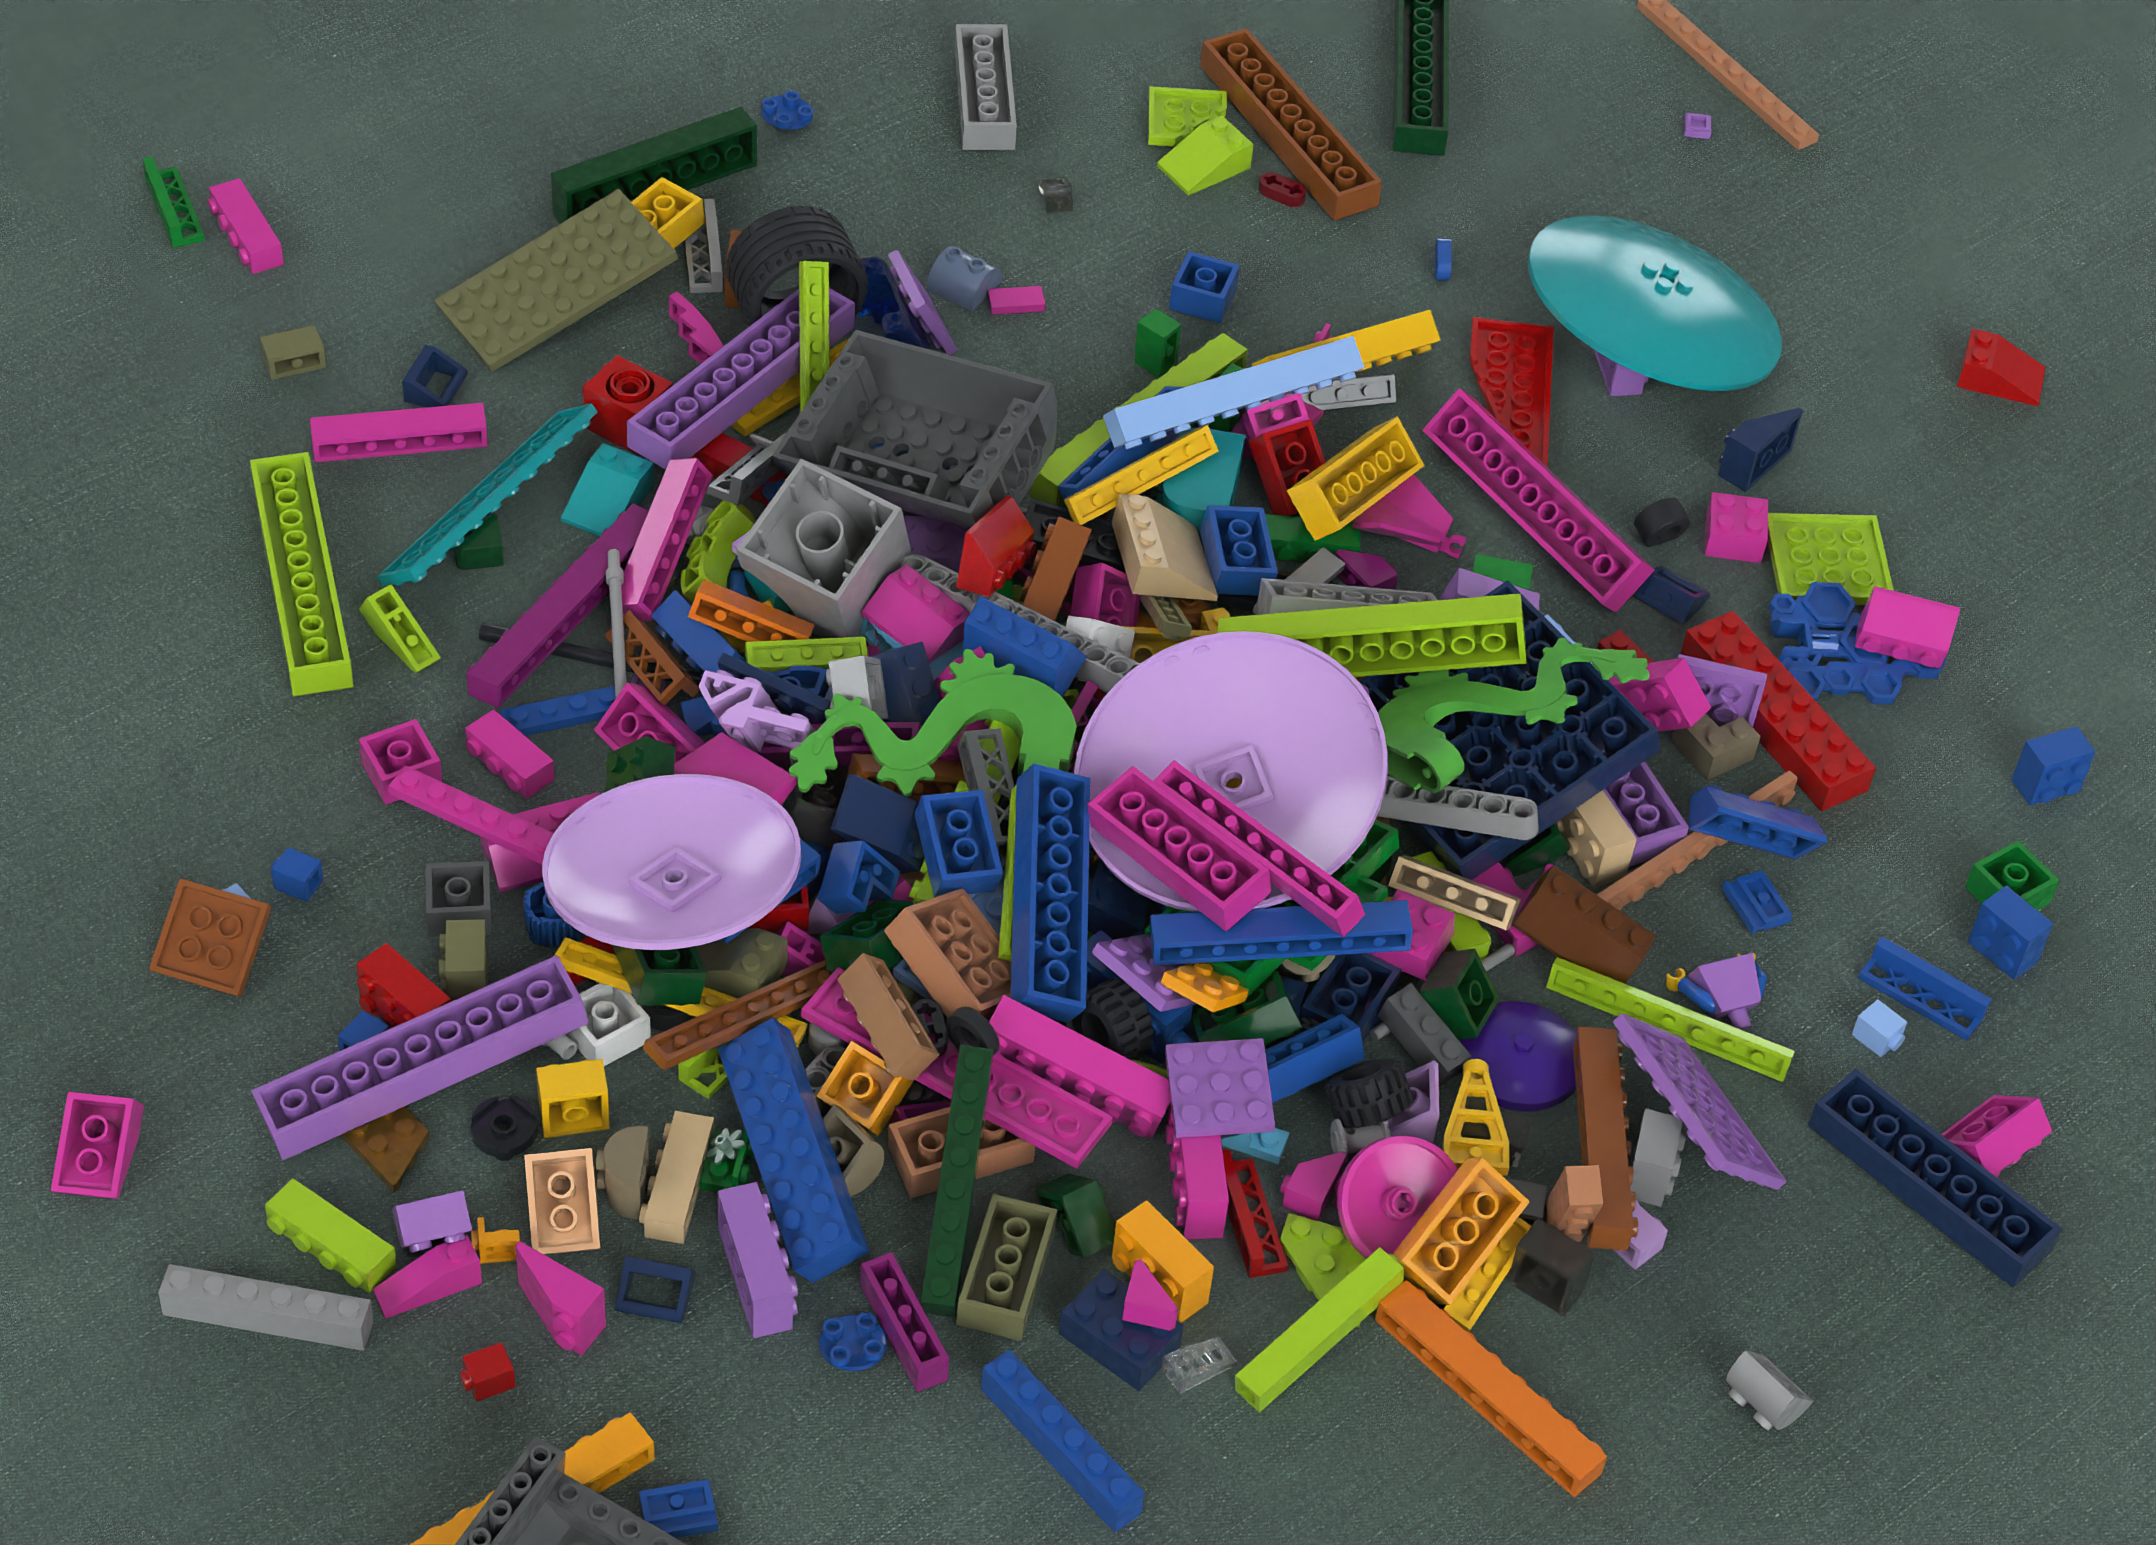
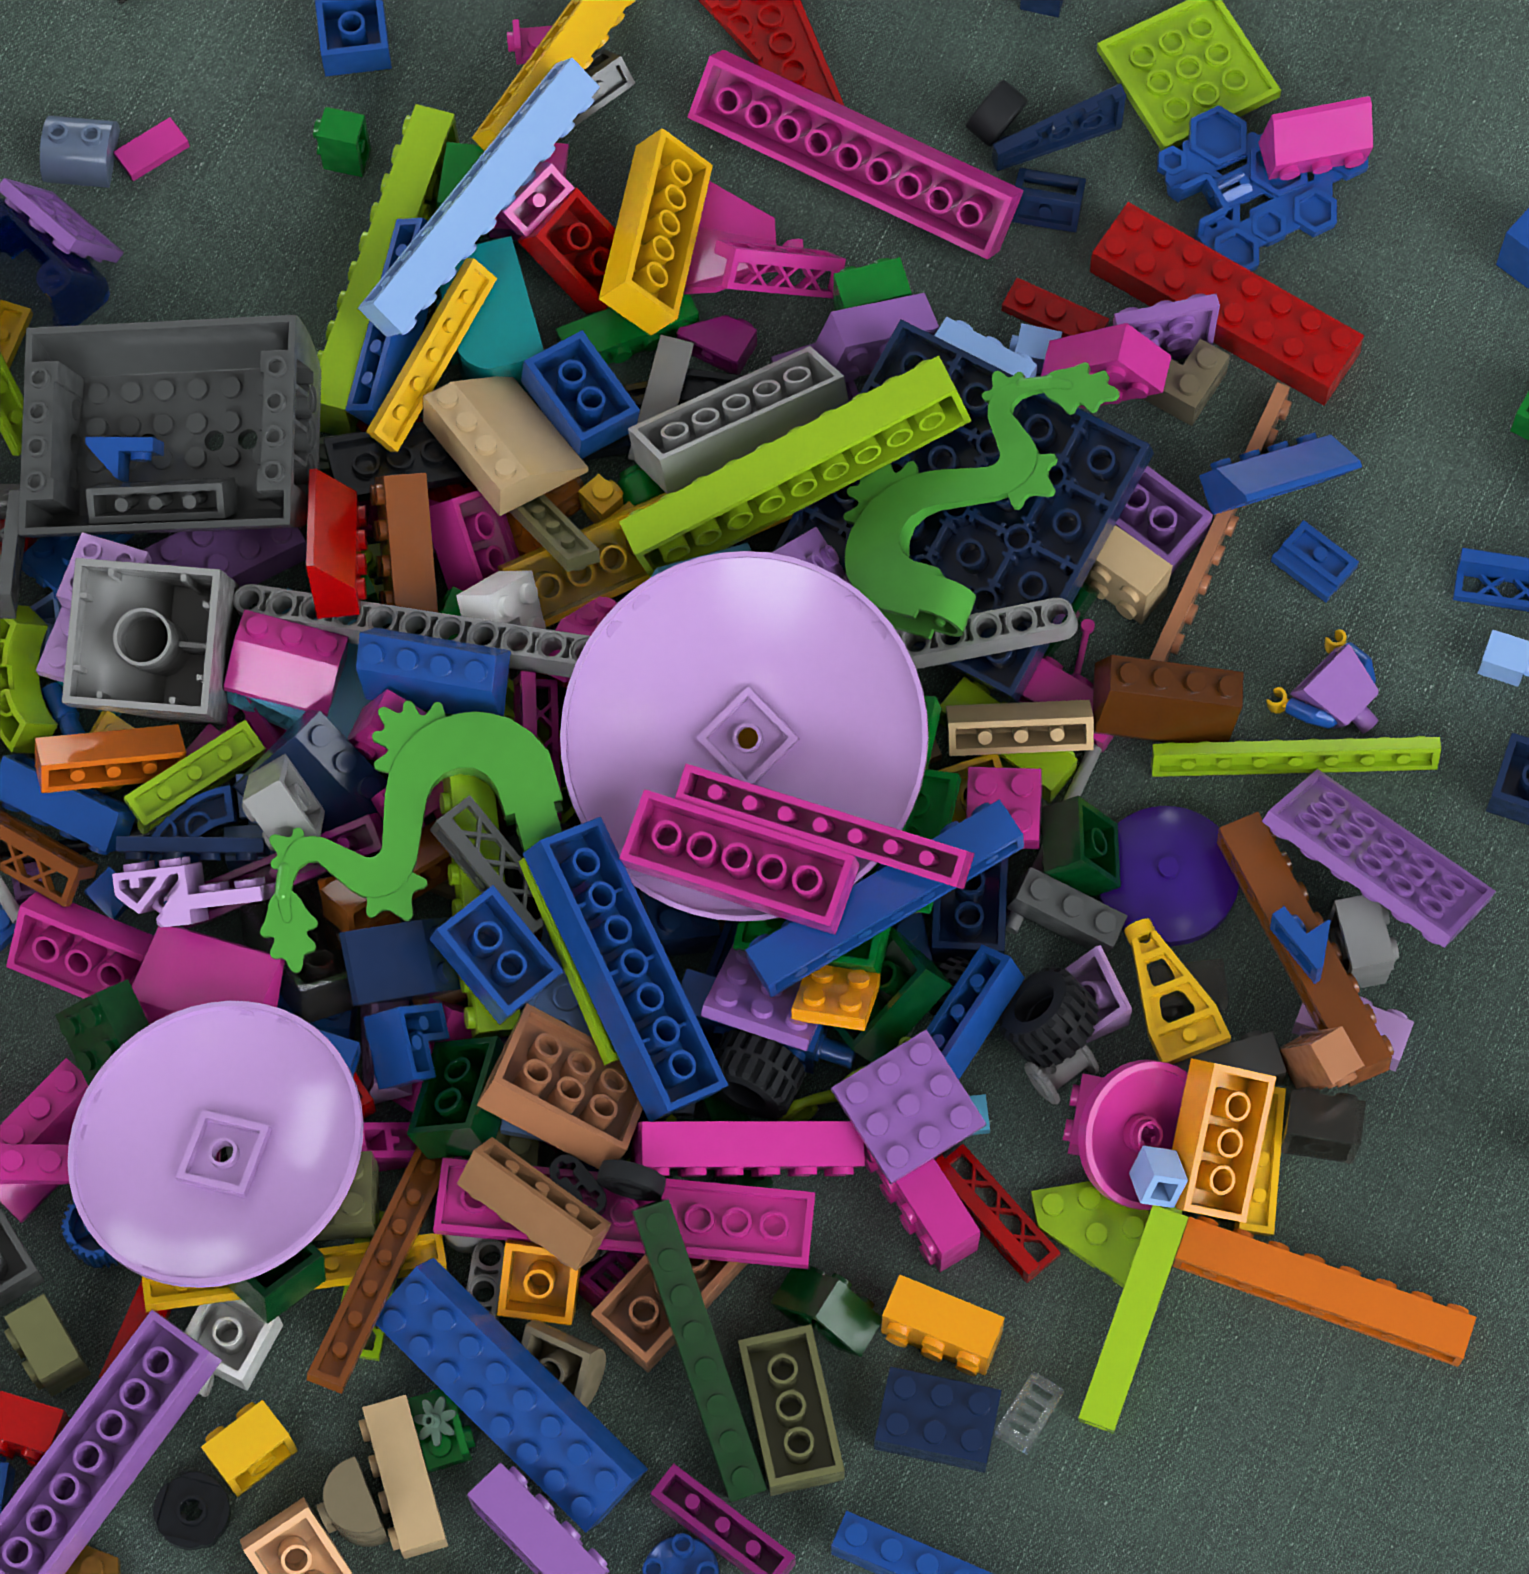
camera: 20 degrees left, 20 degrees up
(878, 438) = (118, 451): none -> blue slope
(1147, 1301) = (956, 1390): dark pink slope -> none
(1312, 1185) = (1040, 1147): dark pink slope -> none
(1394, 1229) = (1158, 1176): none -> light blue brick
(1439, 530) = (779, 257): none -> dark pink fence
(1603, 1123) = (1305, 948): none -> blue slope
(1710, 552) = (1069, 127): none -> dark blue wing
(1736, 527) = (1072, 71): dark pink brick -> none

